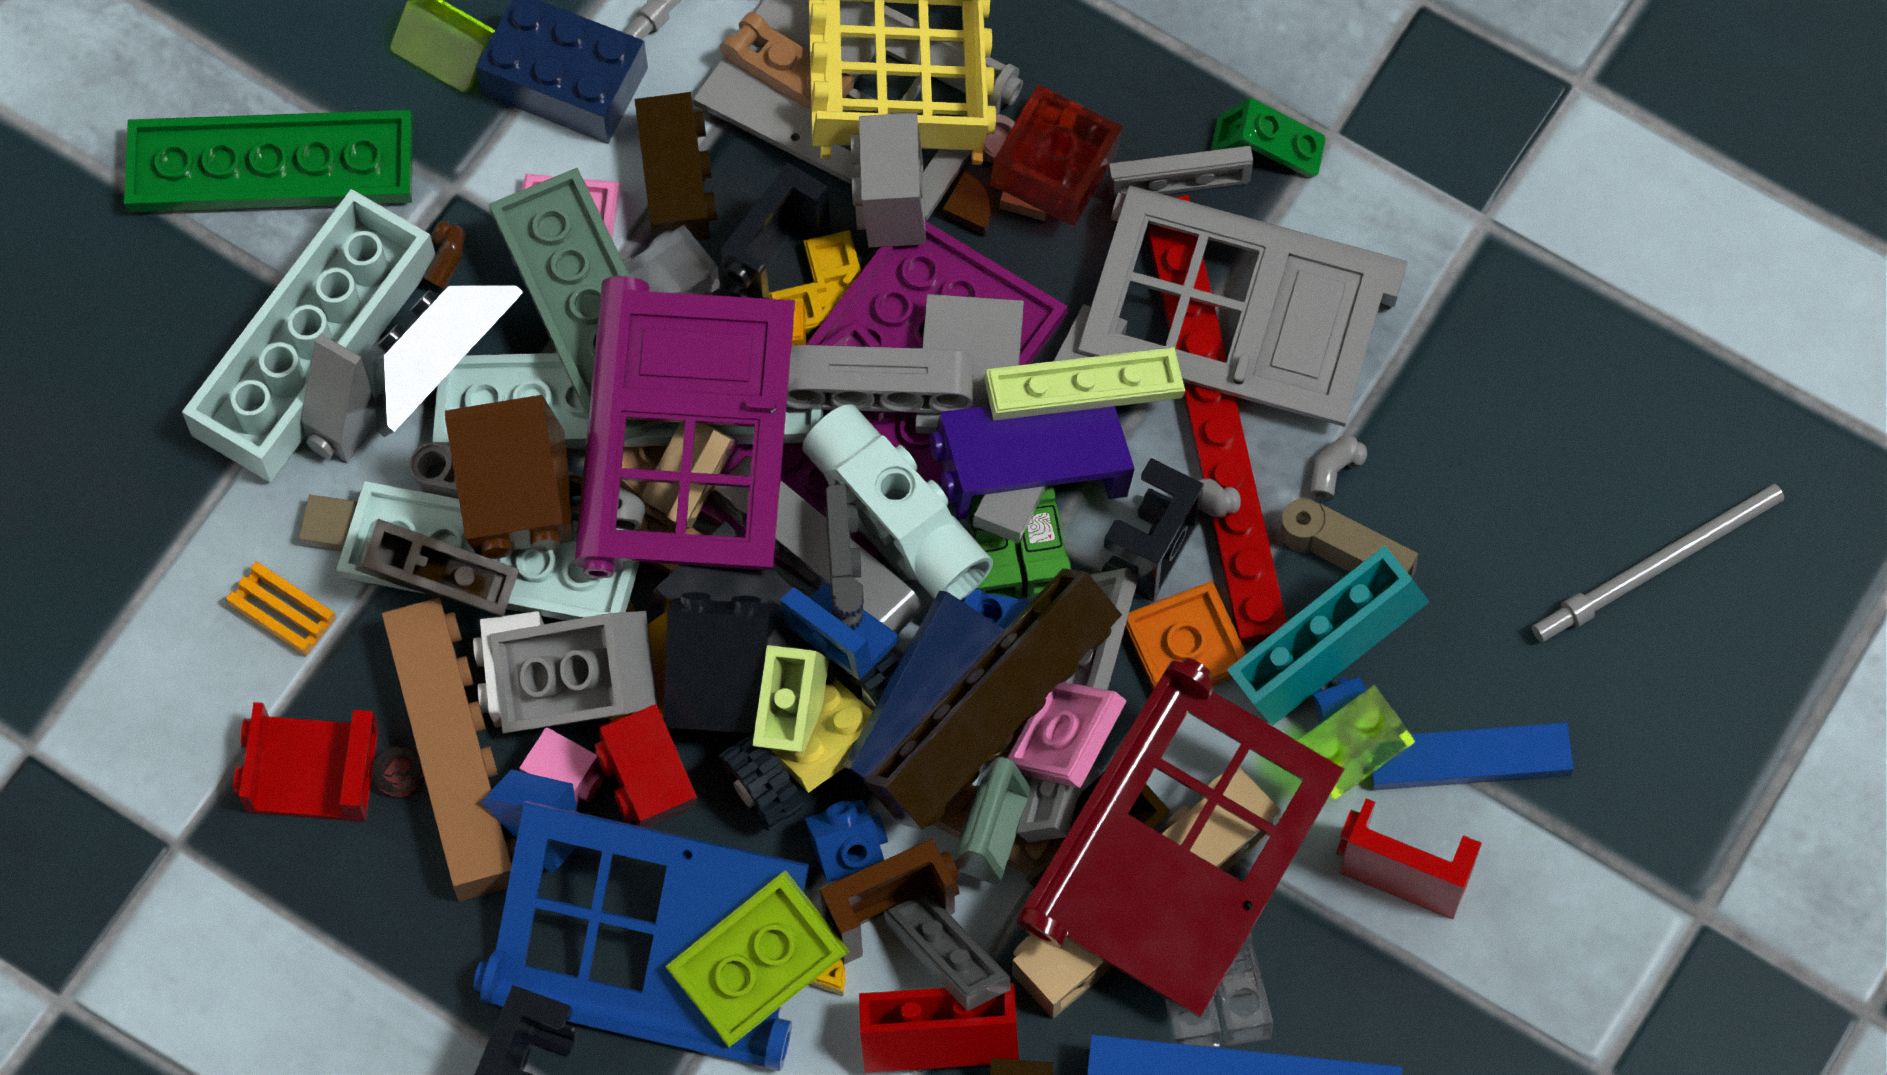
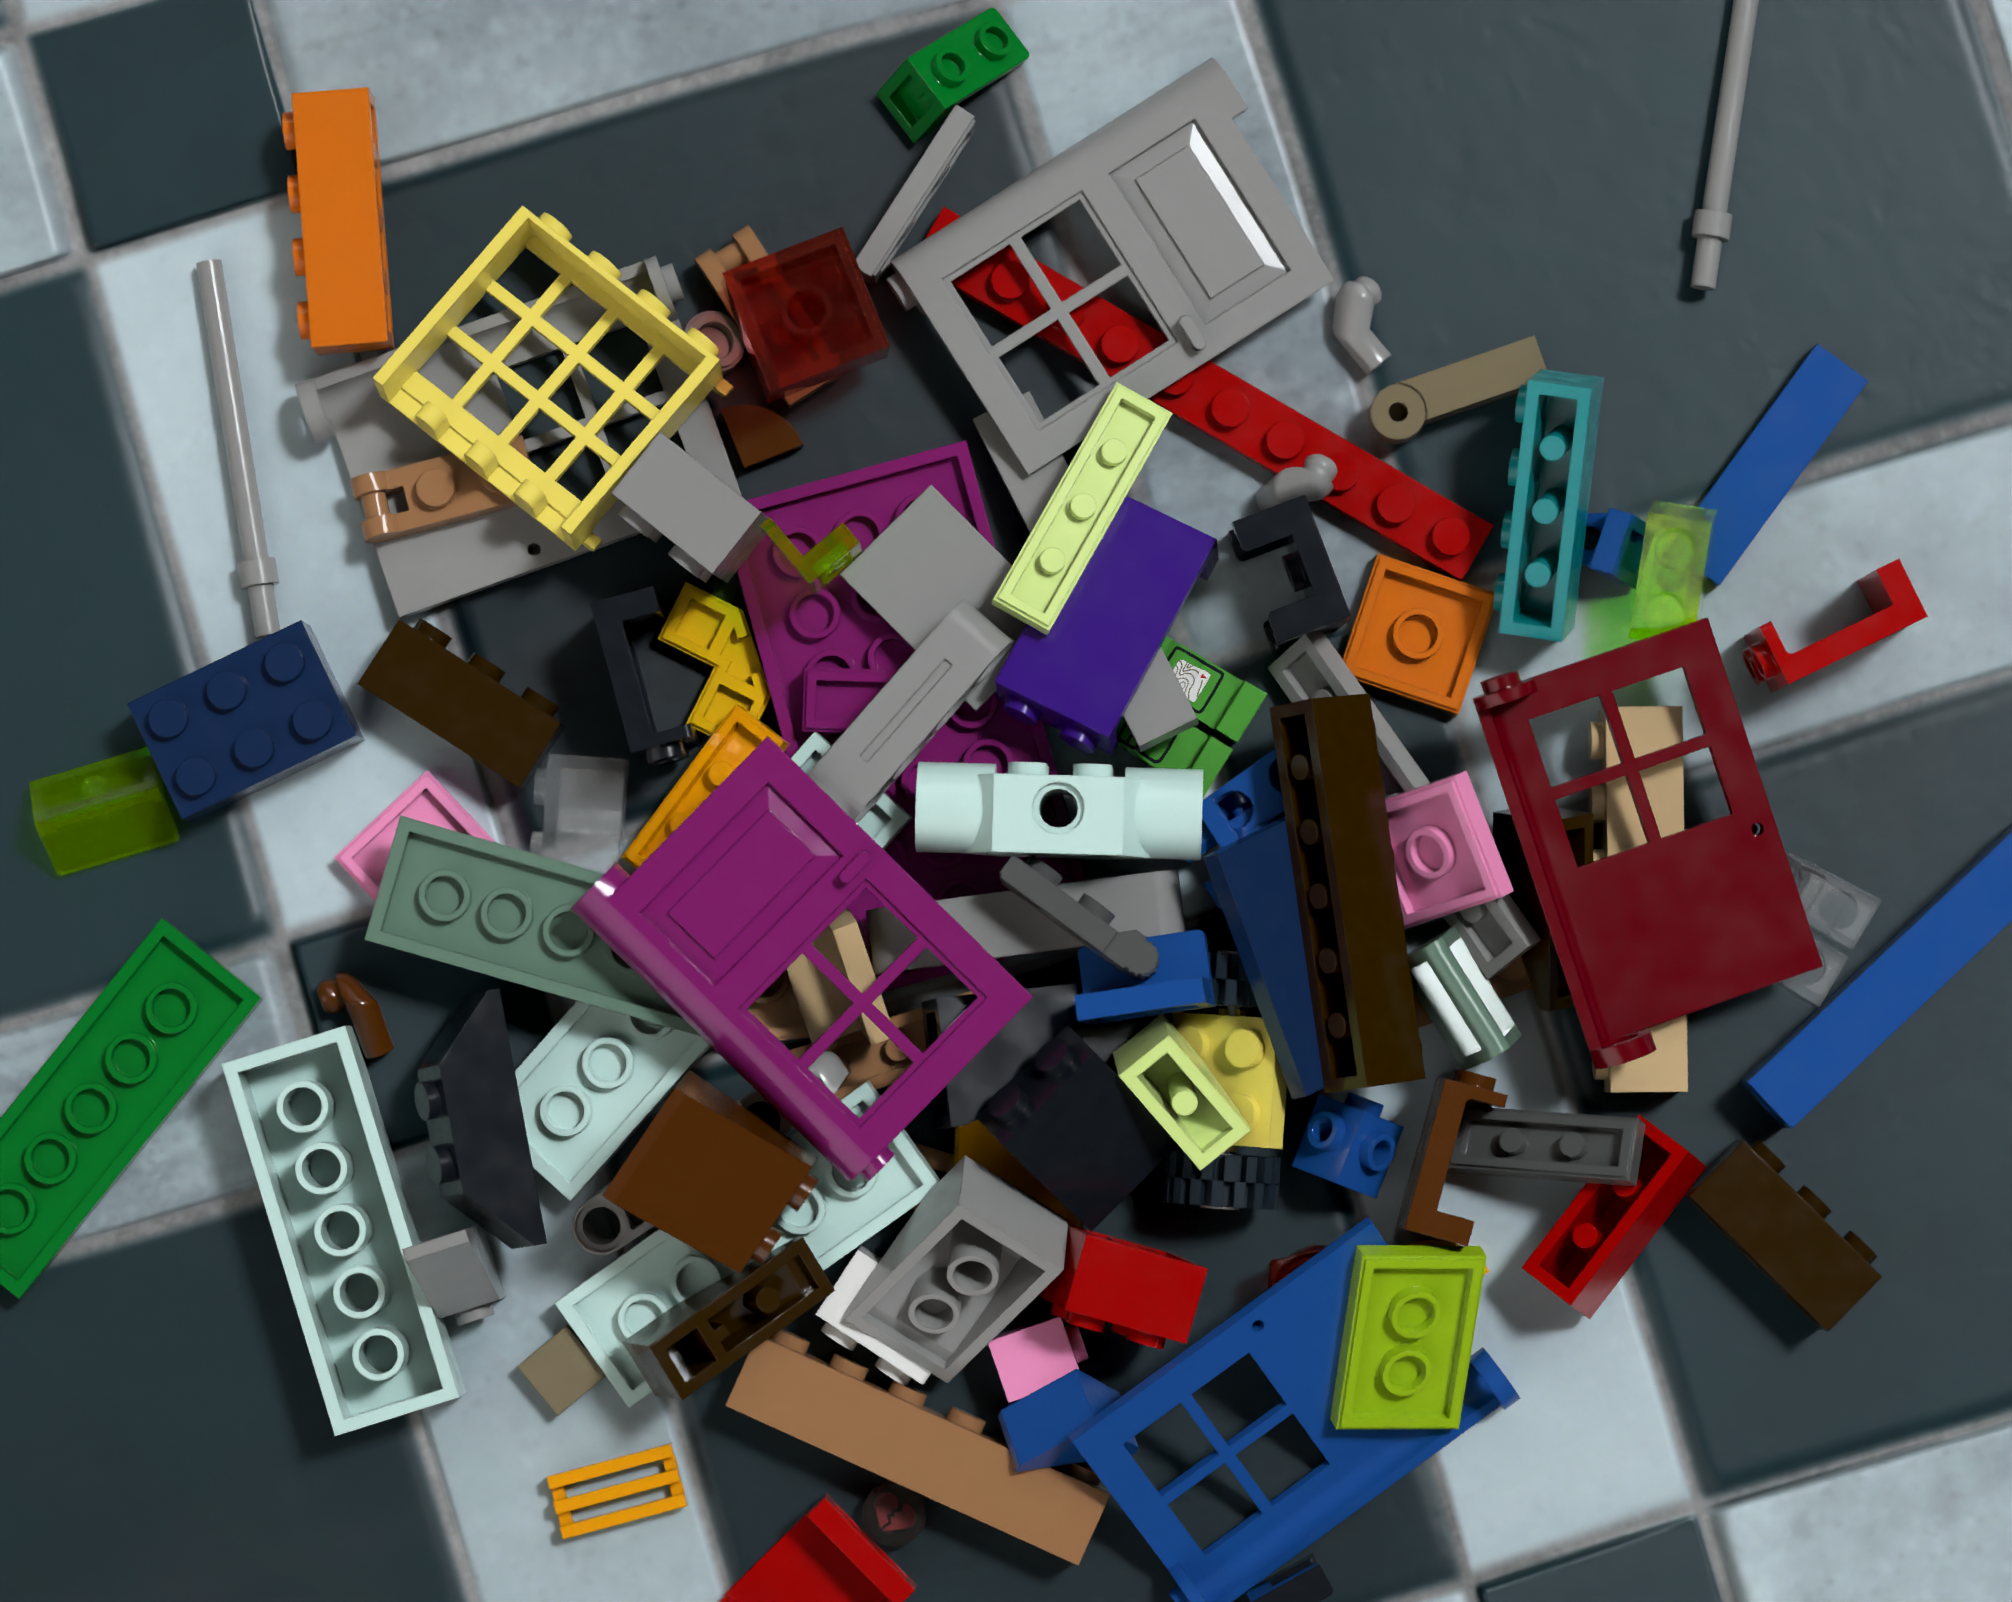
camera: 50 degrees left, 20 degrees up
(926, 263) = (820, 563): none -> clear neon green panel

